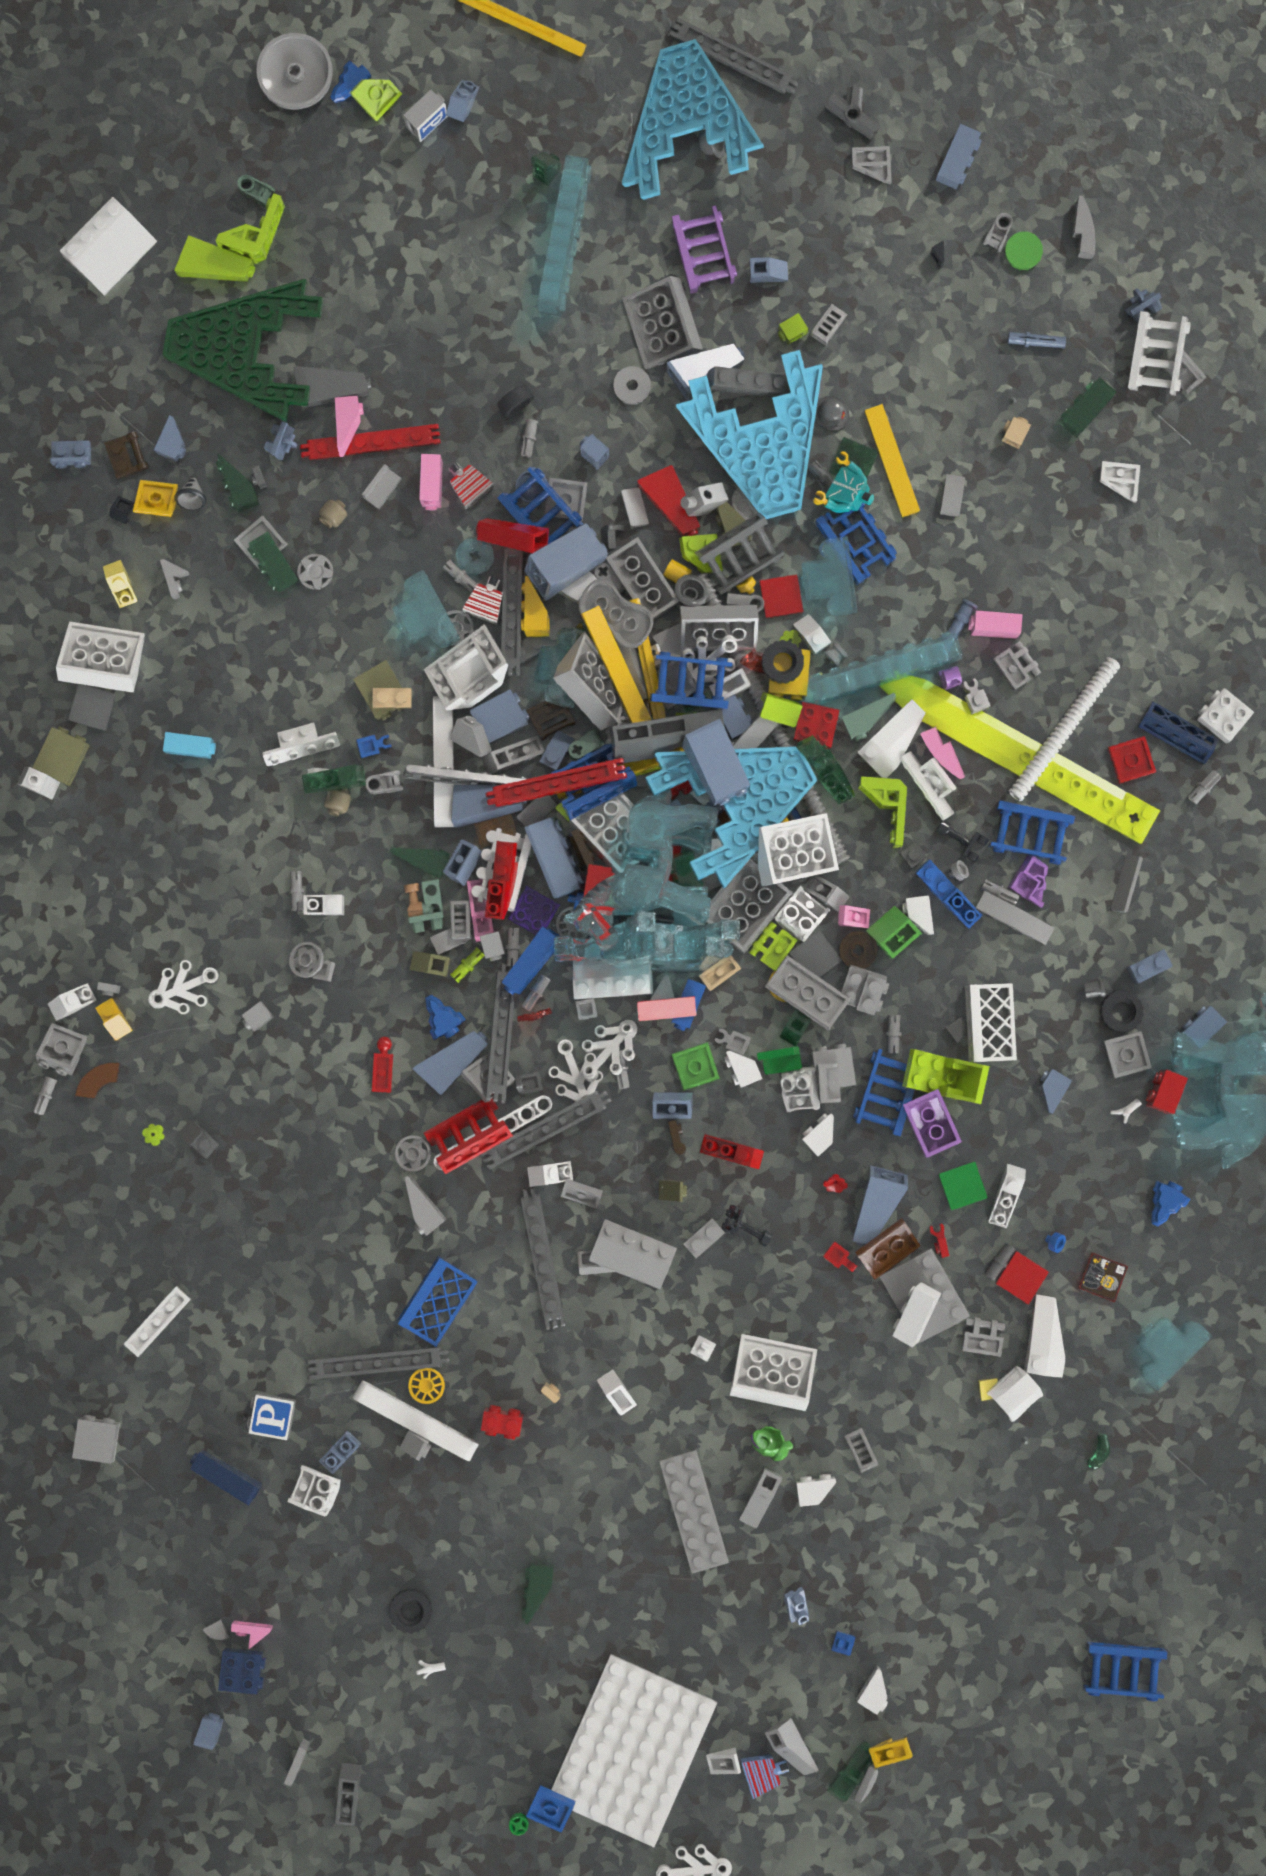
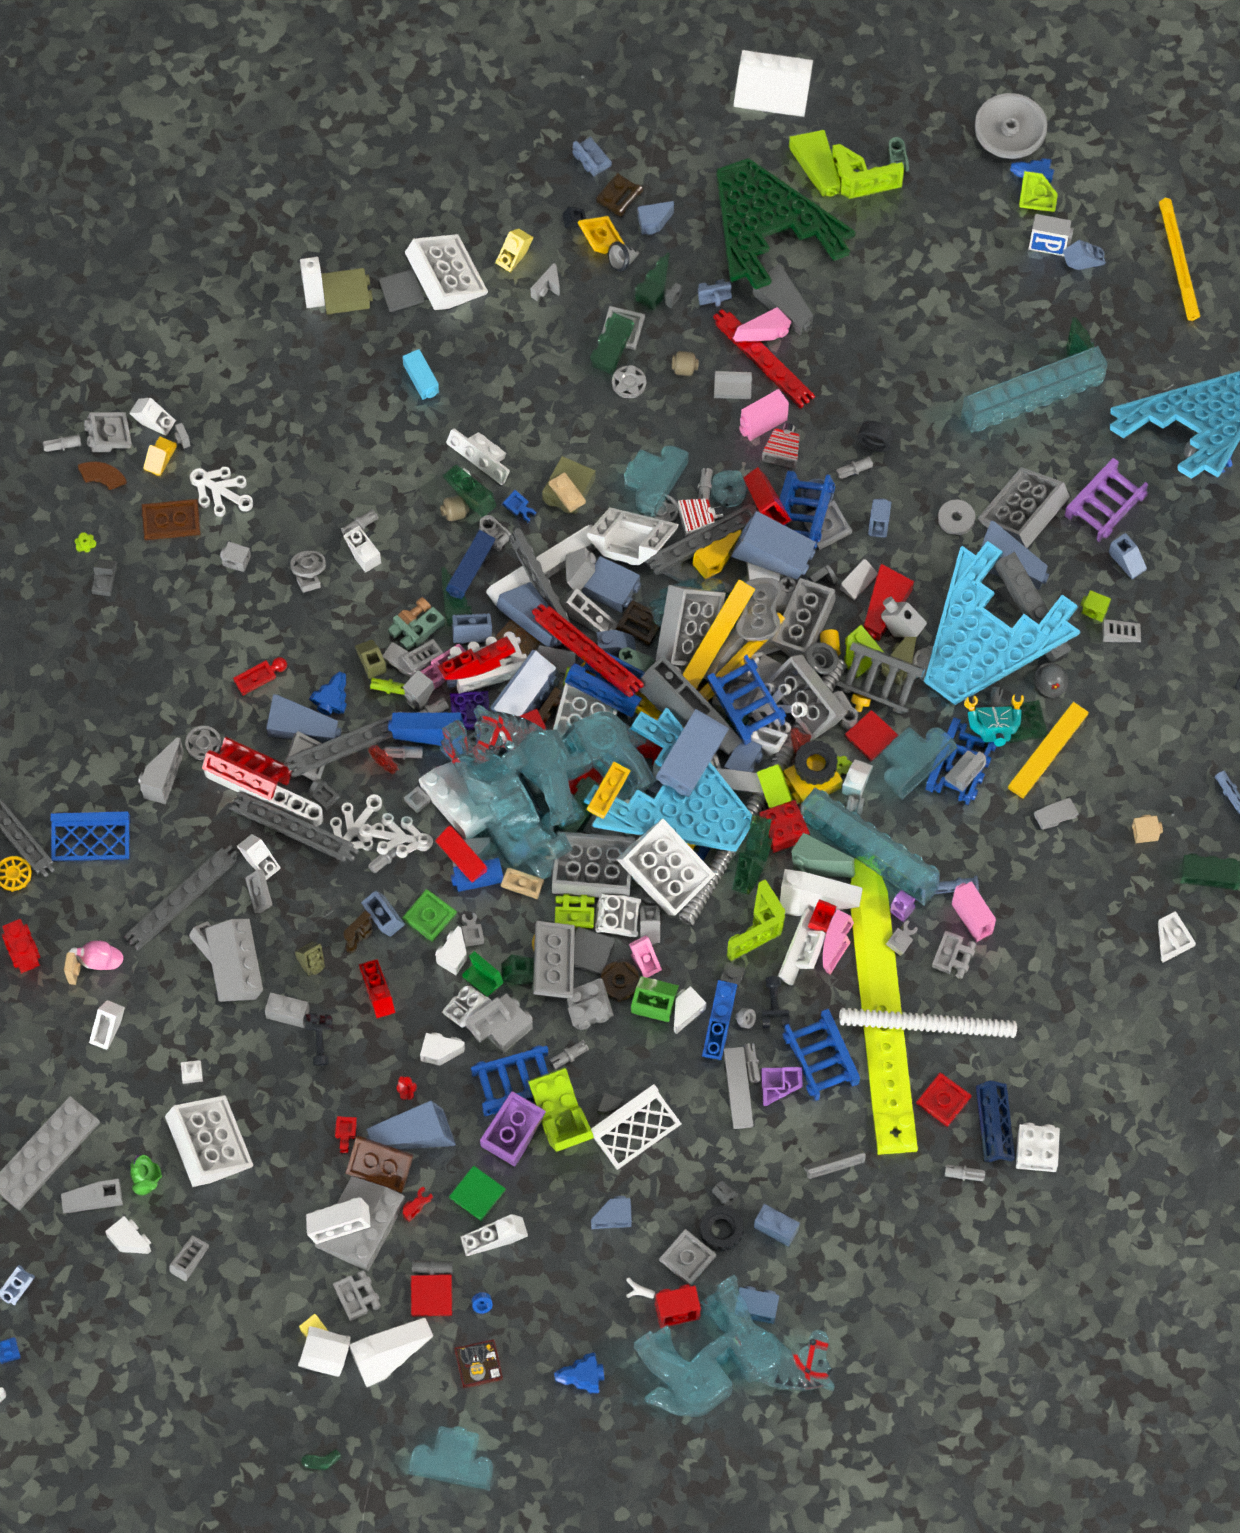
camera: 55 degrees right, 20 degrees down
(181, 1048) = (171, 519): none -> reddish brown tile
(406, 826) = (470, 564): none -> dark blue slope
(550, 1362) = (98, 955): none -> bright pink hair
(705, 854) = (608, 790): none -> yellow plate
(869, 543) = (966, 770): none -> light grey panel
(917, 750) = (822, 916): none -> red bracket

